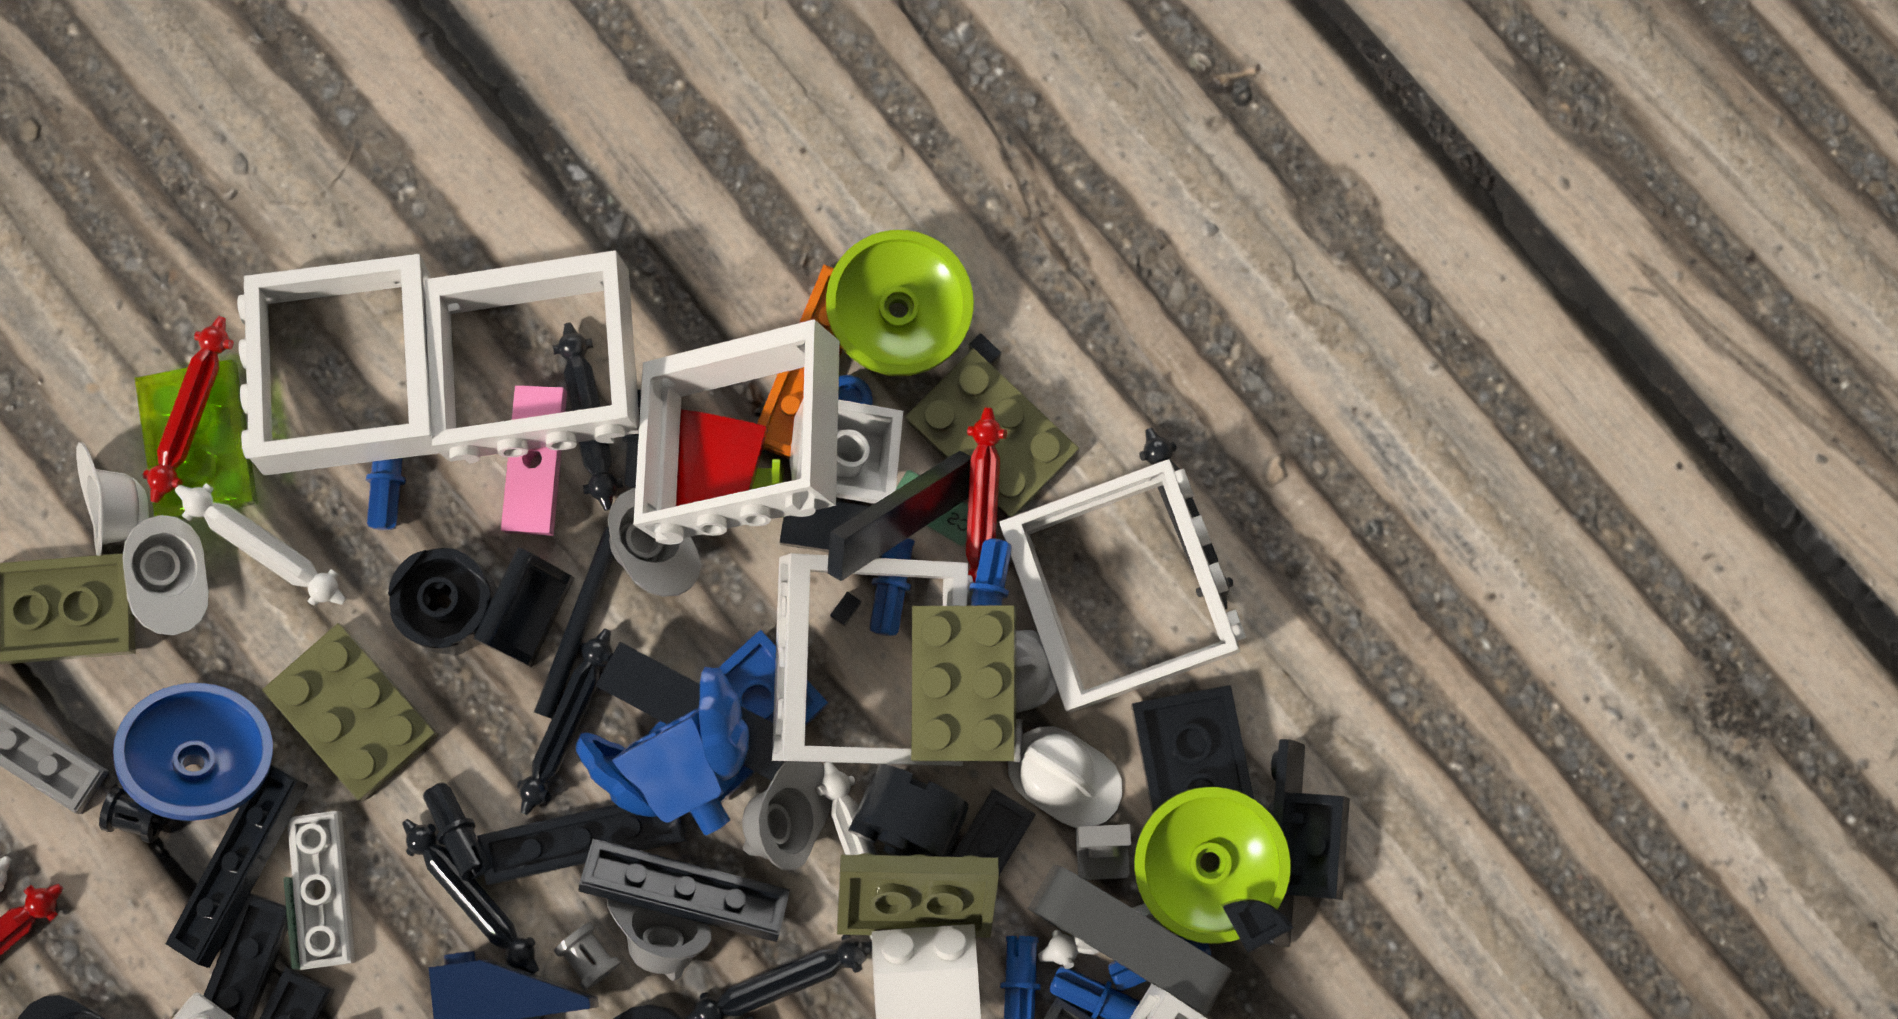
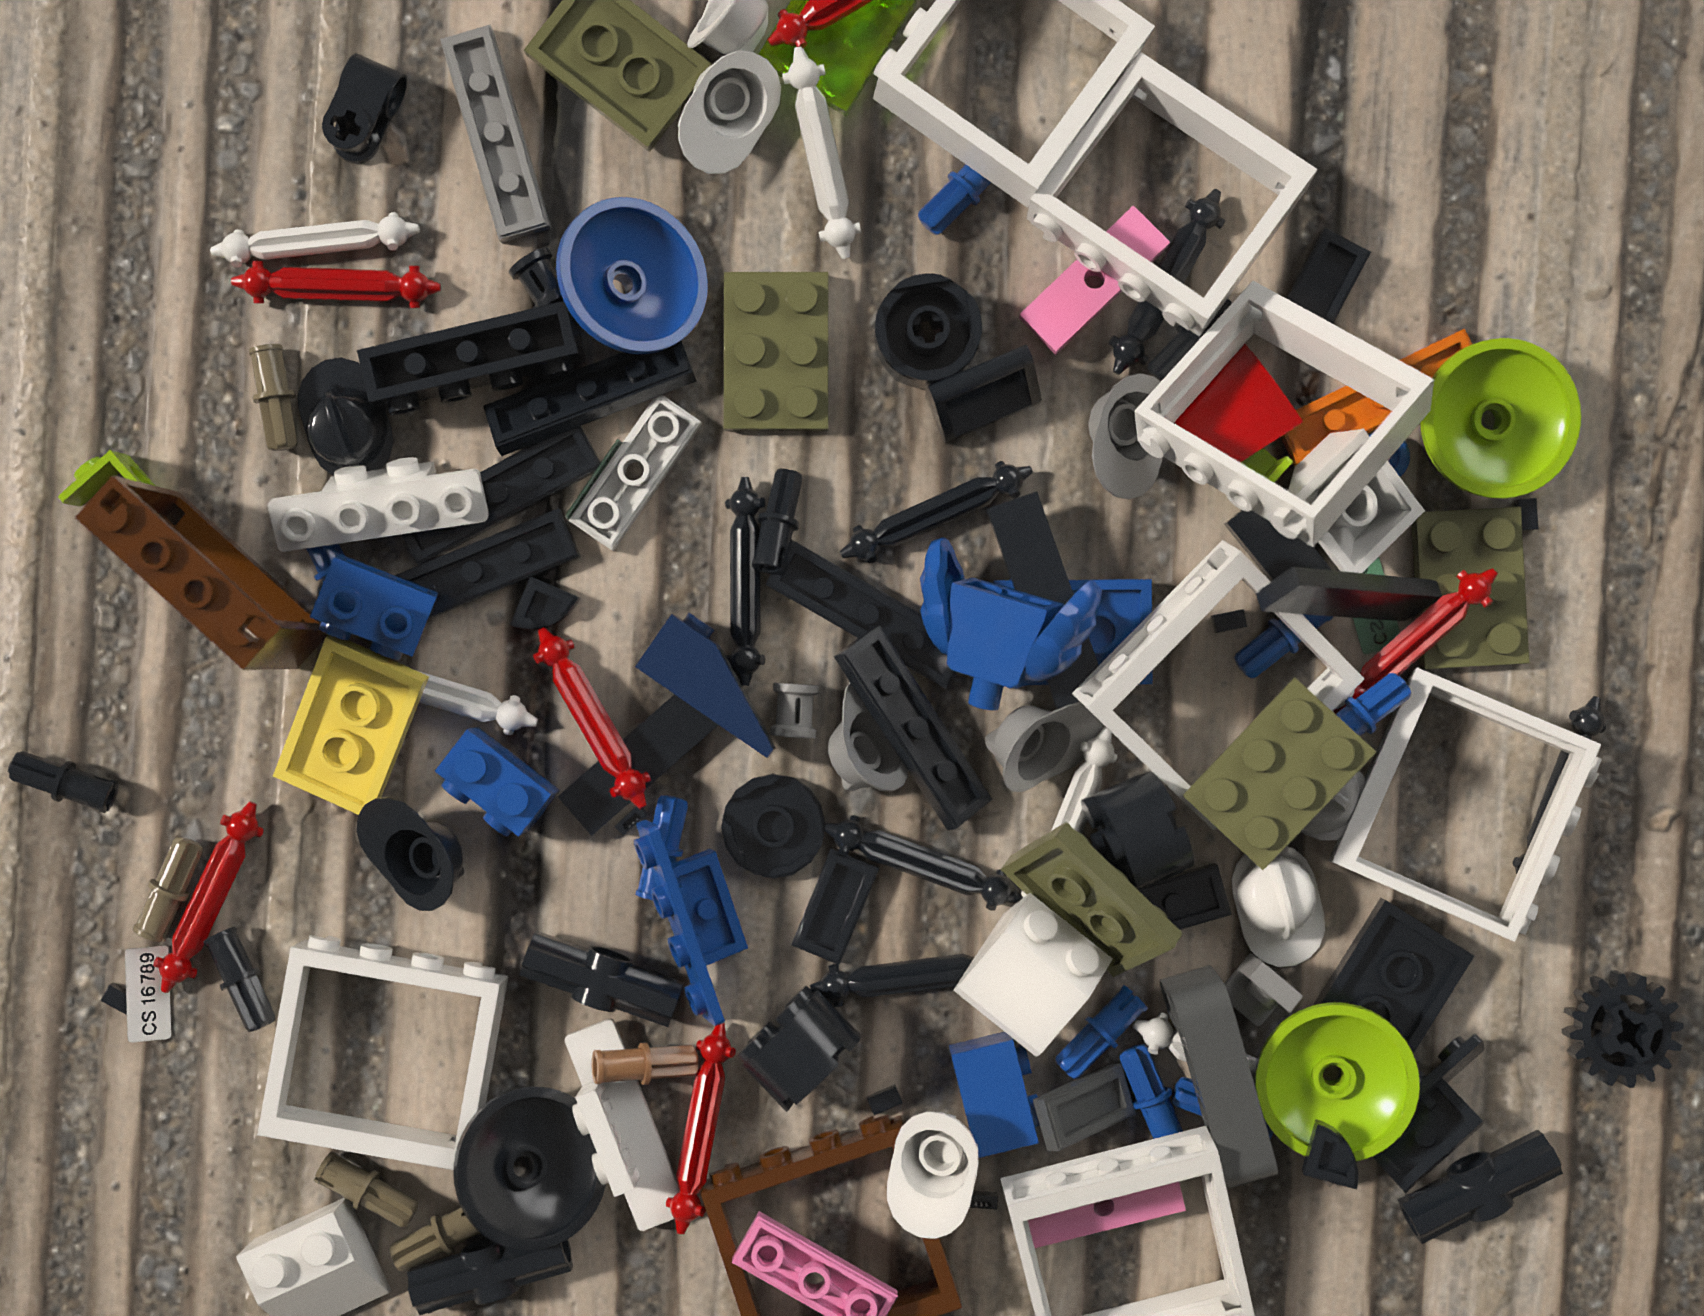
camera: 45 degrees right, 10 degrees up
(123, 916) = (471, 357): none -> black brick
(576, 628) = (1010, 443): black bar -> none
(697, 311) = (1328, 275): none -> black tile
(1390, 845) = (1480, 1186): none -> black piece
(1402, 646) = (1645, 1034): none -> black gear

